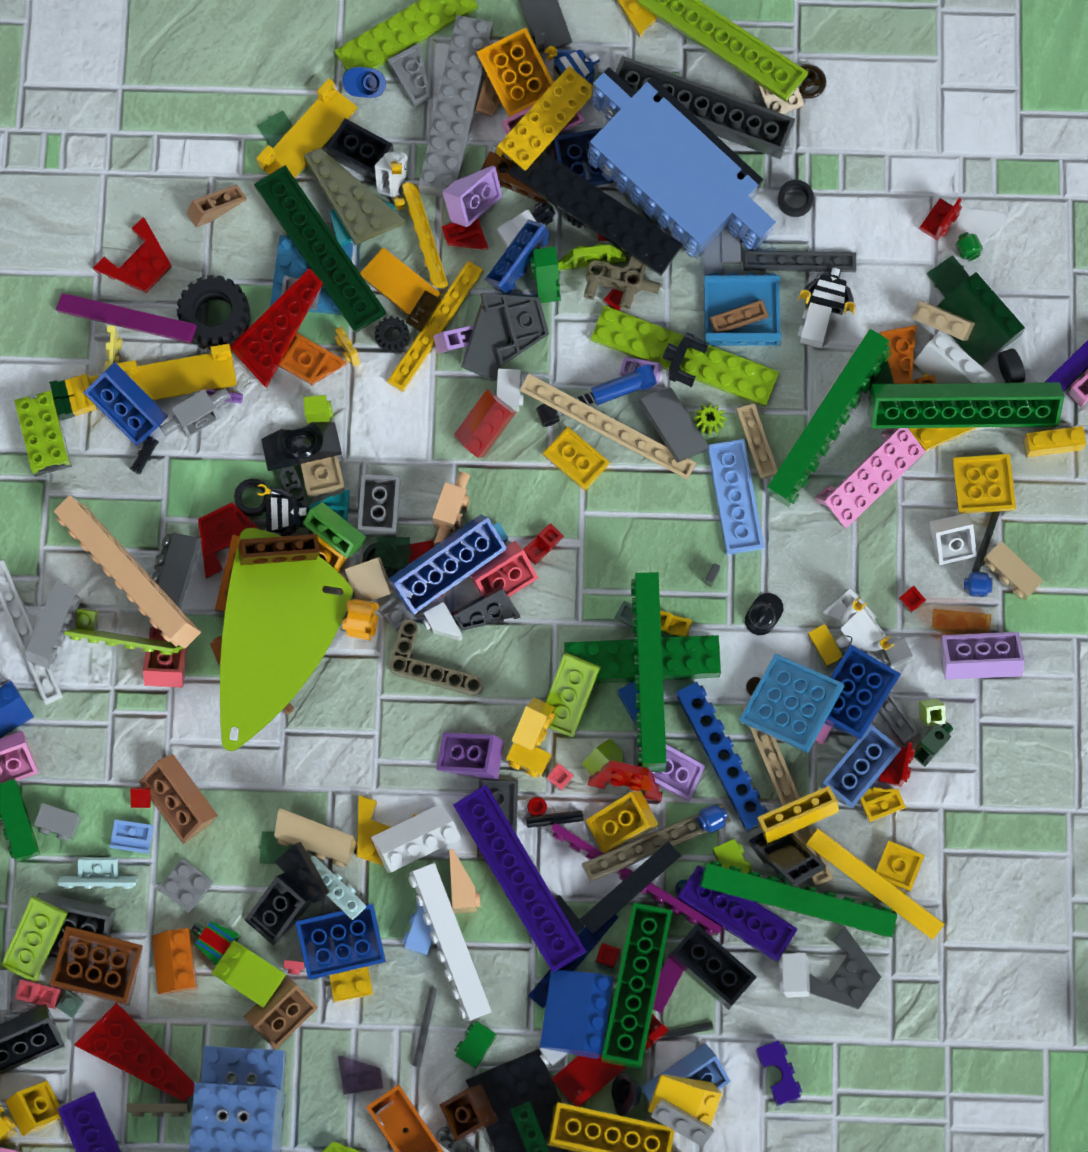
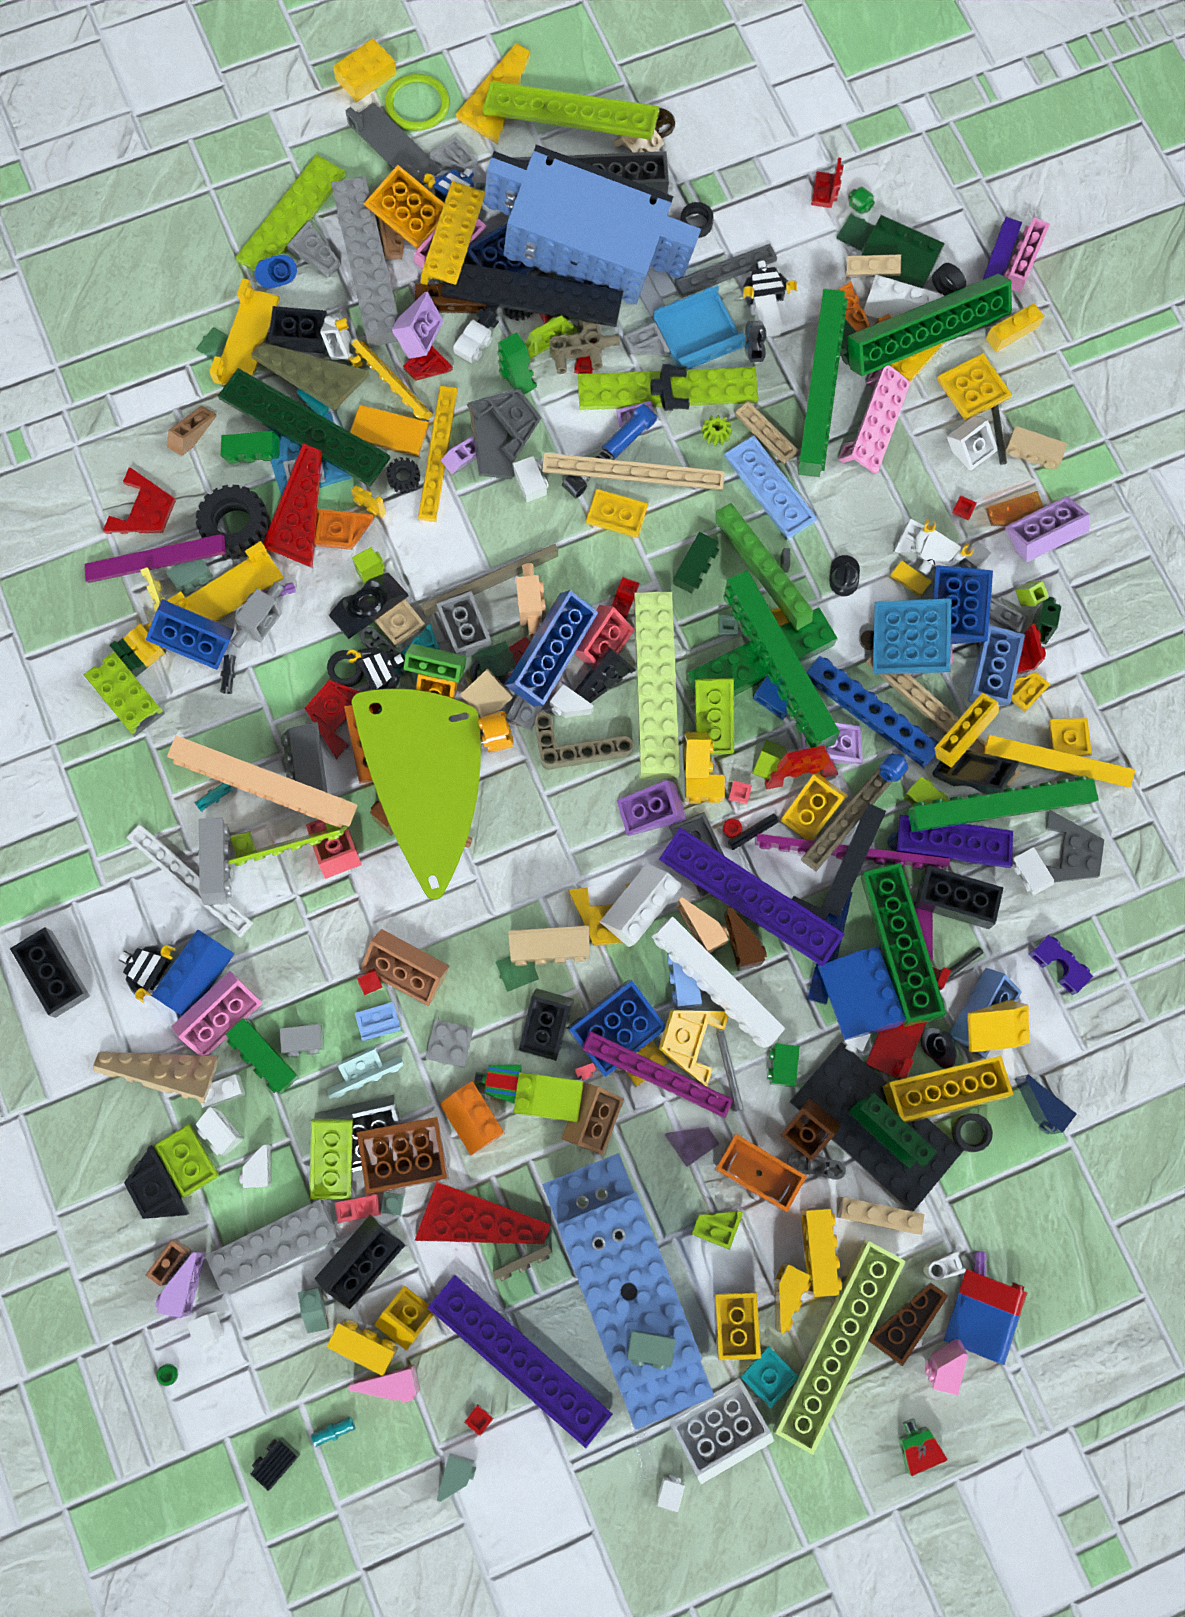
camera: 30 degrees left, 0 degrees up
(78, 564) = (213, 796): none -> teal pin
(150, 346) = (189, 575): none -> sand green brick
(261, 247) = (250, 447): none -> green brick
(278, 549) = (393, 699): reddish brown brick -> none
(302, 872) = (553, 981): black wing -> none
(340, 894) = (592, 983): light aqua bracket -> none
(356, 999) = (657, 1074): none -> magenta tile
(396, 977) = (684, 1038): none -> yellow wing
(423, 311) = (421, 443): dark brown plate -> none
(440, 471) = (493, 578): none -> dark tan tile
(484, 424) = (523, 515): red slope -> none
(491, 925) = (745, 945): none -> reddish brown slope
(517, 256) = (484, 359): blue slope -> none
(530, 641) = (656, 685): none -> yellowish green brick
(590, 34) = (454, 155): none -> light grey wing
(607, 955) = (859, 930): red tile -> none
(626, 540) = (696, 563): none -> dark green brick
(674, 424) = (689, 447): dark grey tile -> none
(682, 1122) = (1006, 1047): light grey plate -> none
(685, 573) = (764, 566): none -> bright green brick
(686, 300) = (646, 341): none -> light grey wing
(739, 317) = (699, 335): medium nougat tile -> none
(788, 347) = (756, 336): none -> black brick
(978, 584) = (1012, 471): blue head -> none

